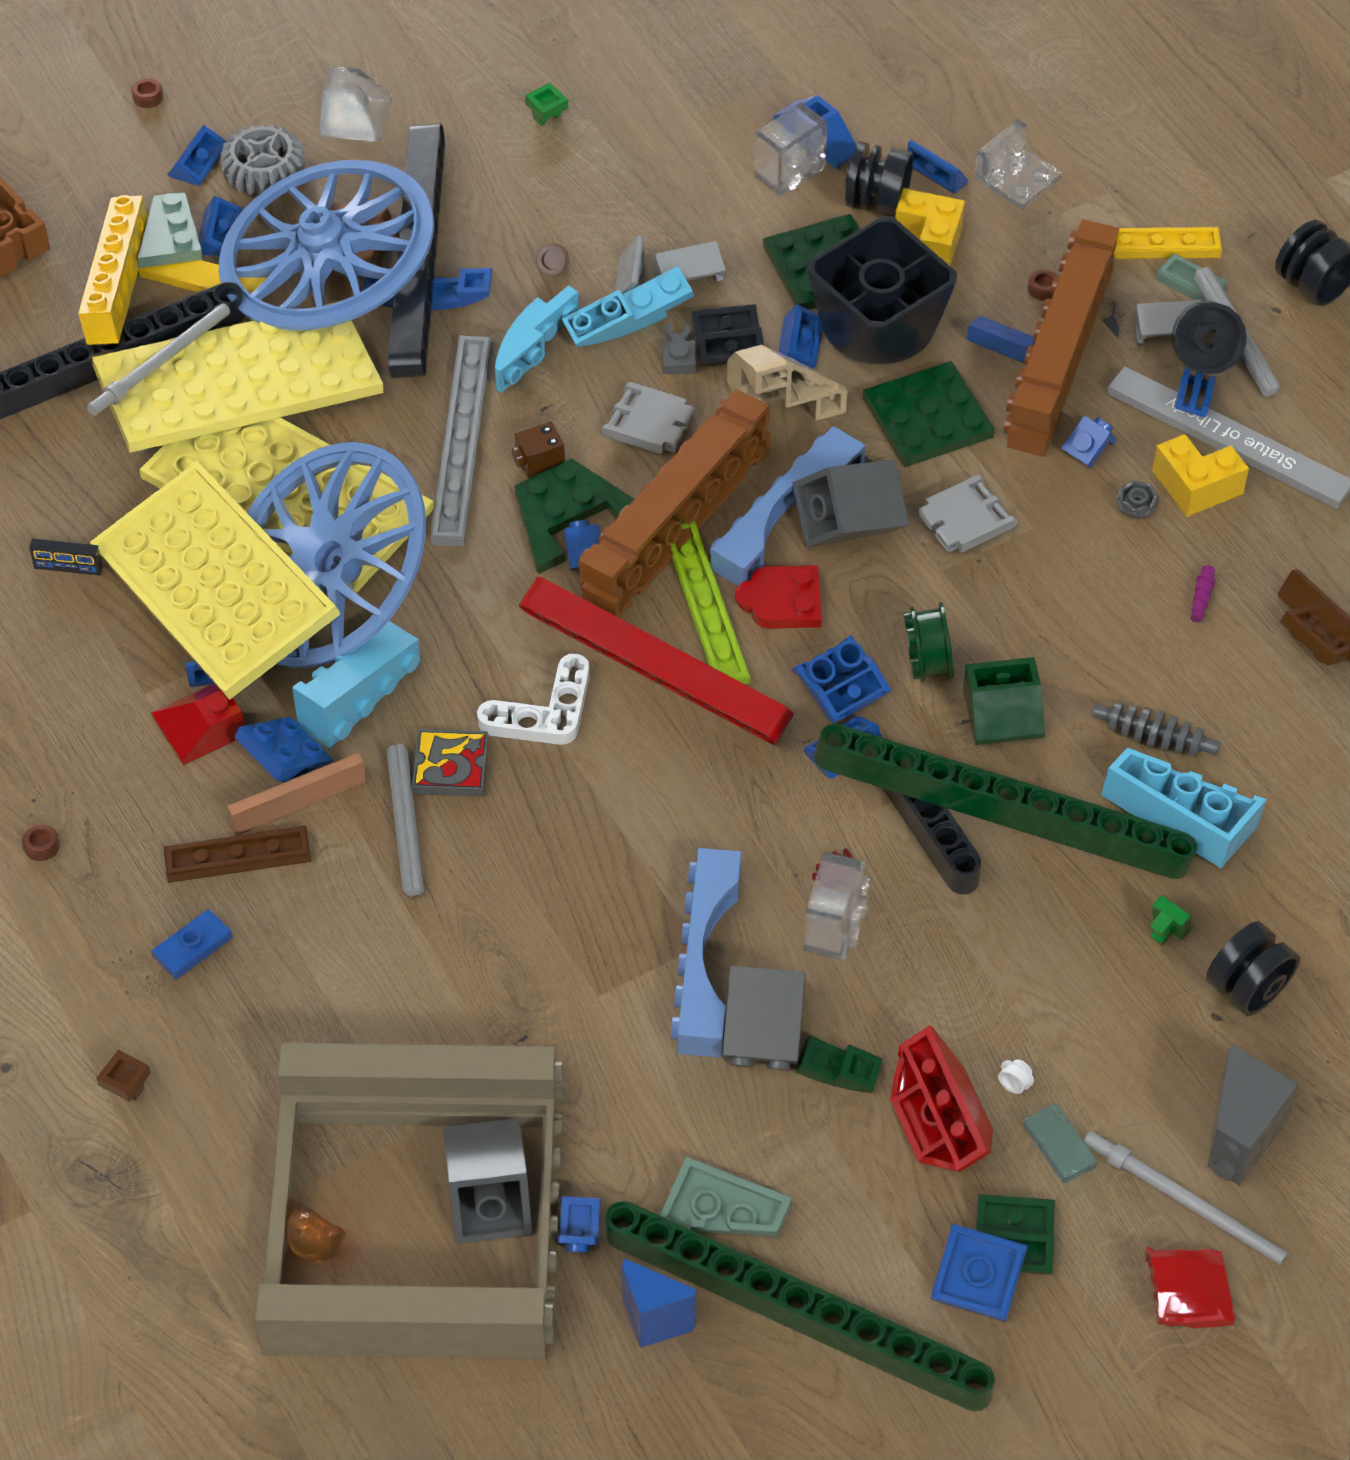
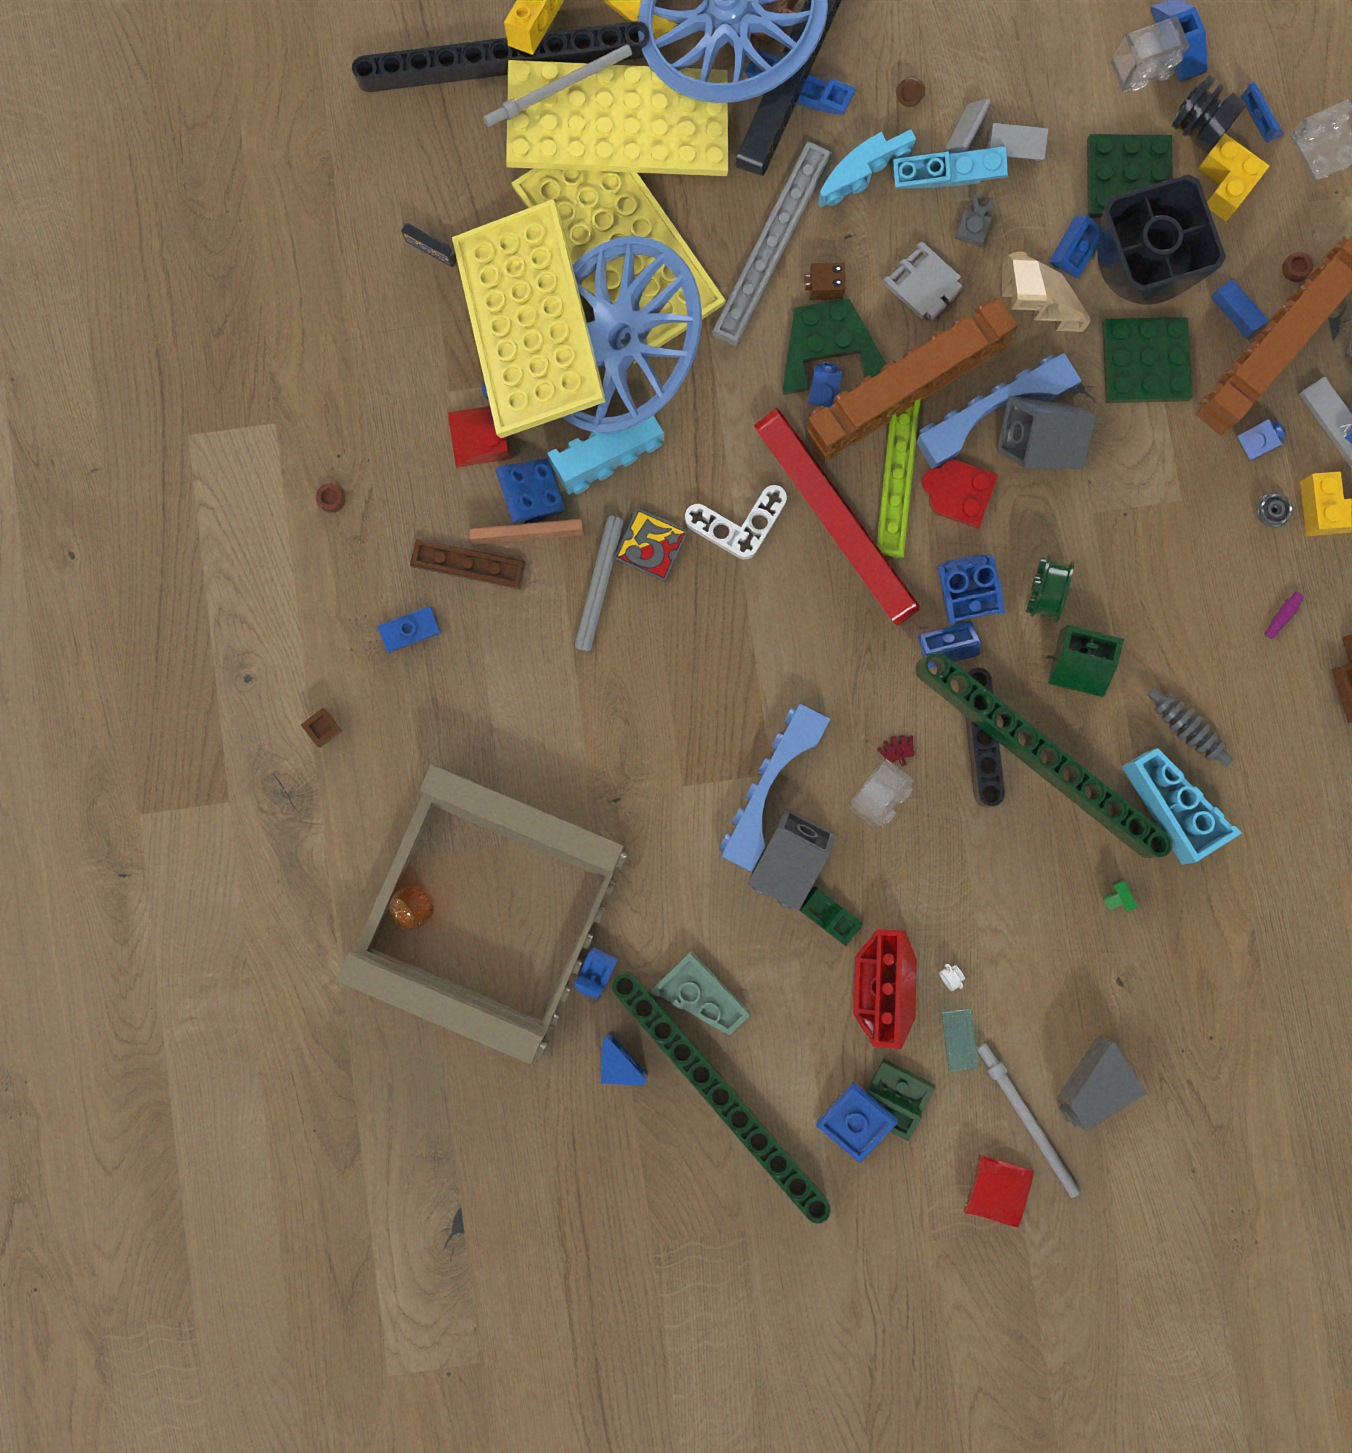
camera: 25 degrees right, 30 degrees up
(487, 1180) = (544, 911): dark grey slope -> none
(725, 331) = (1021, 222): black slope -> none
(964, 517) = (1132, 472): light grey plate -> none
(1252, 968) = (1162, 971): black wheel -> none

